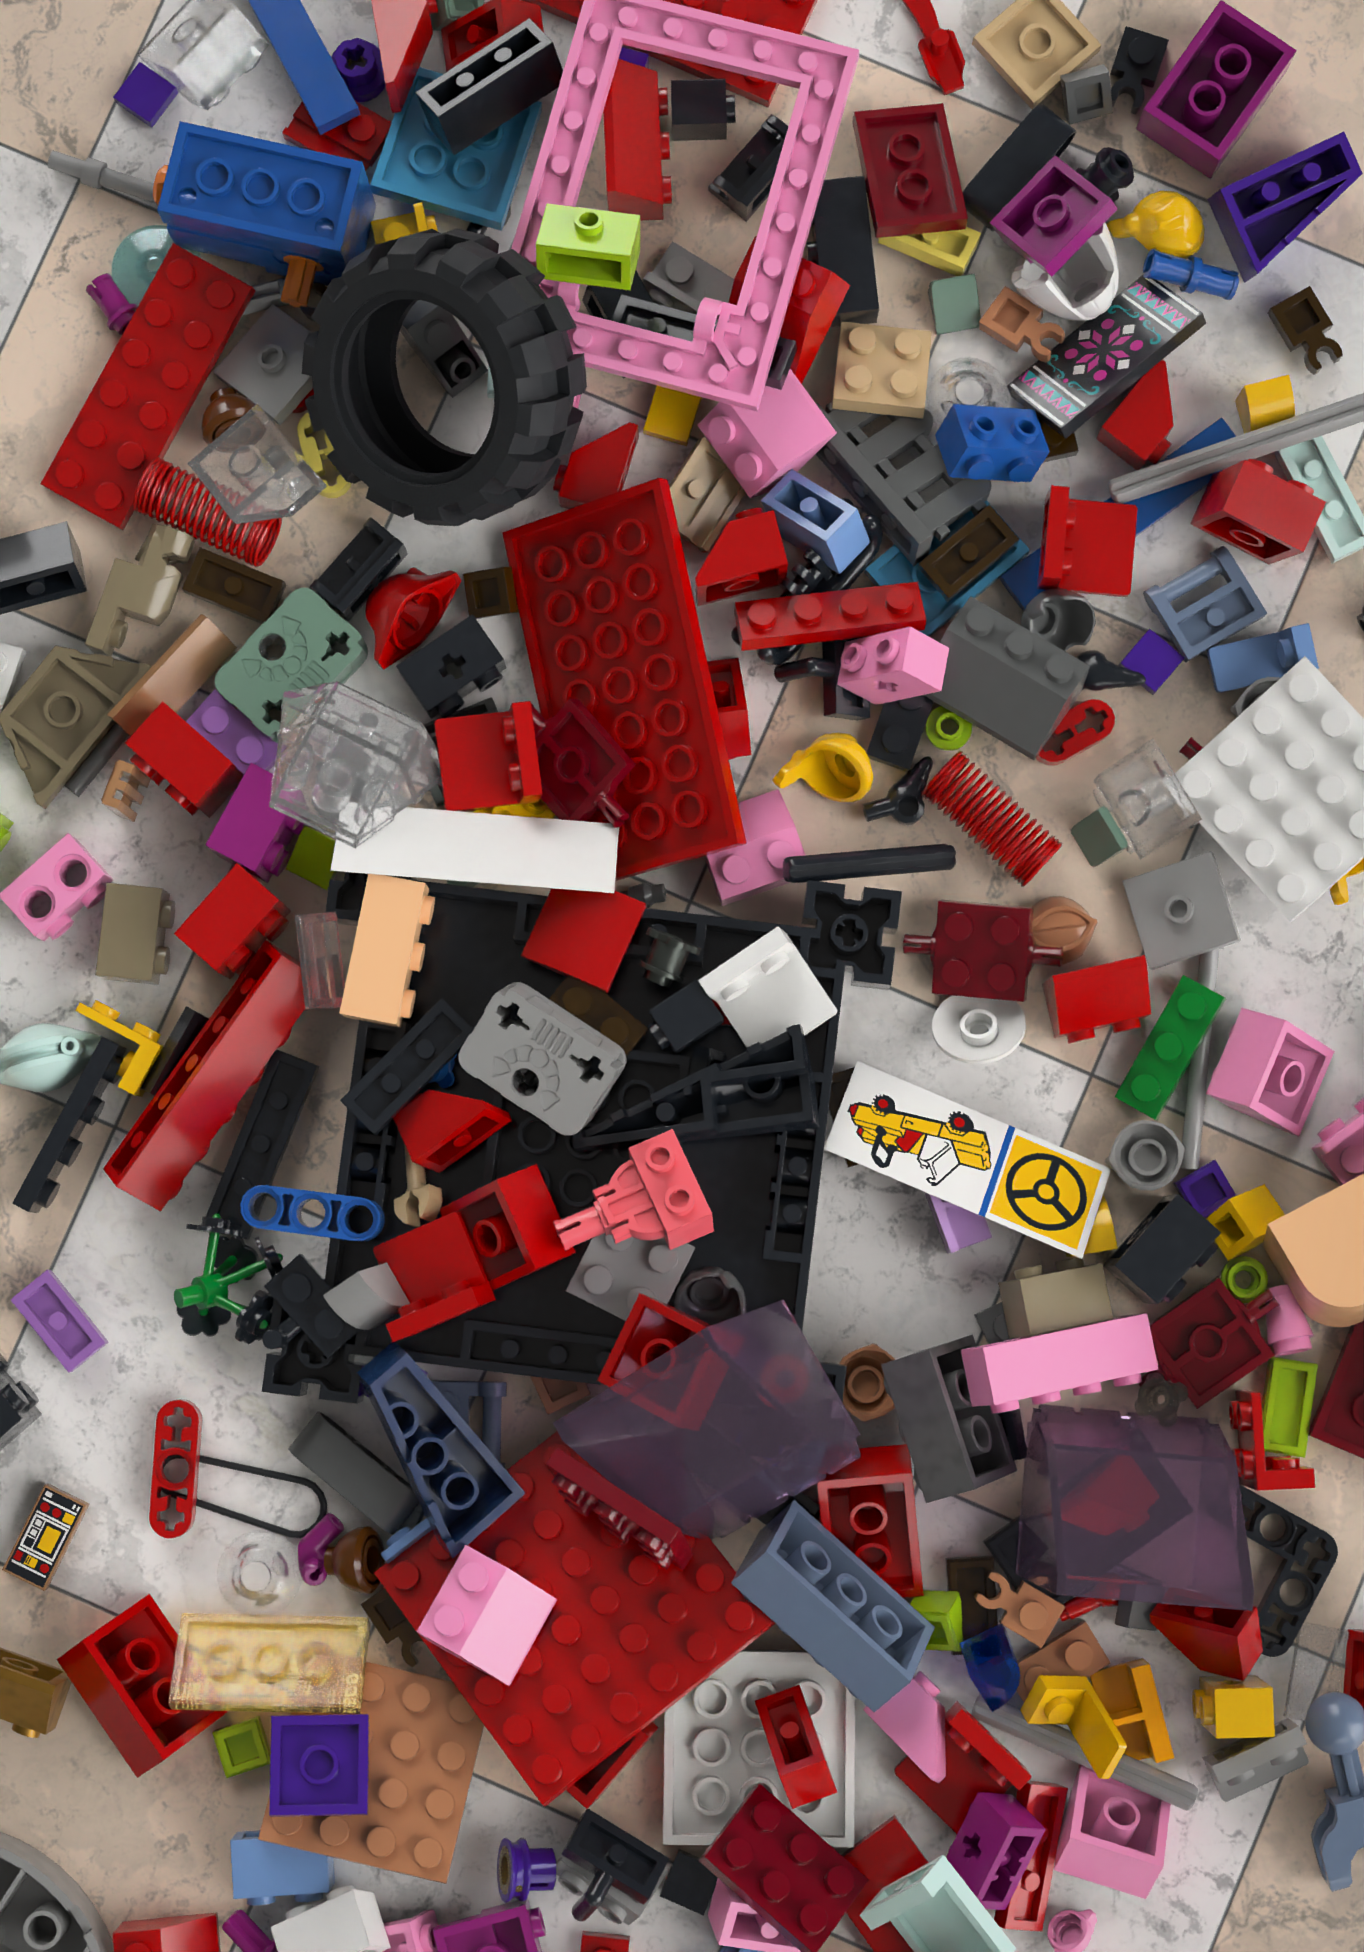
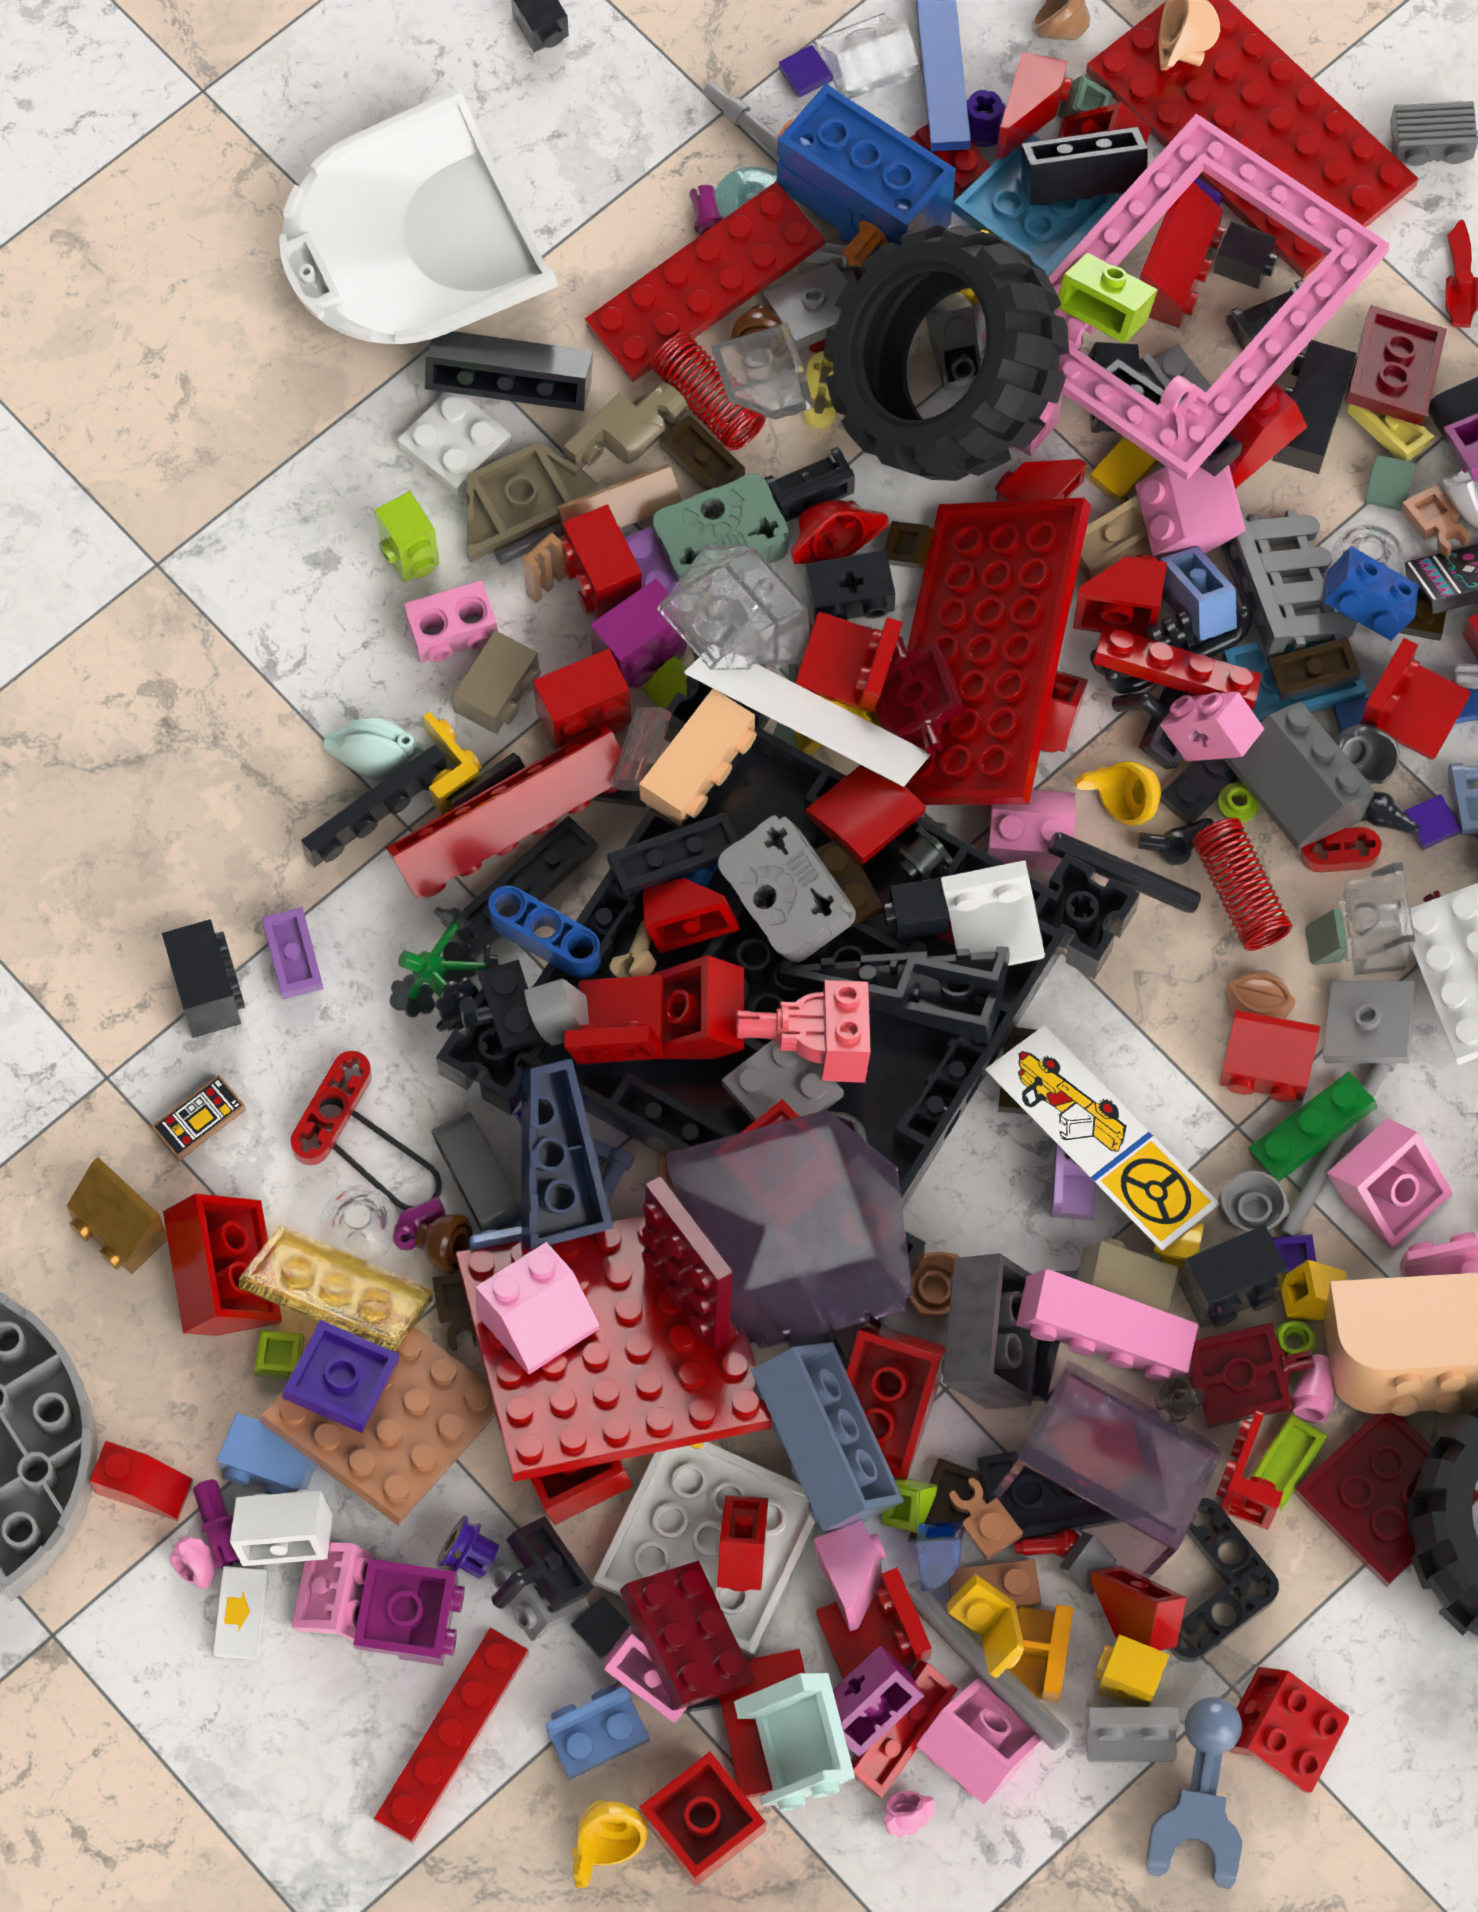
camera: 20 degrees right, 15 degrees down
(882, 370) = (1306, 507): tan plate -> none
(962, 1018) = (1158, 1040): white dish -> none
(982, 950) = (1188, 982): dark red plate -> none

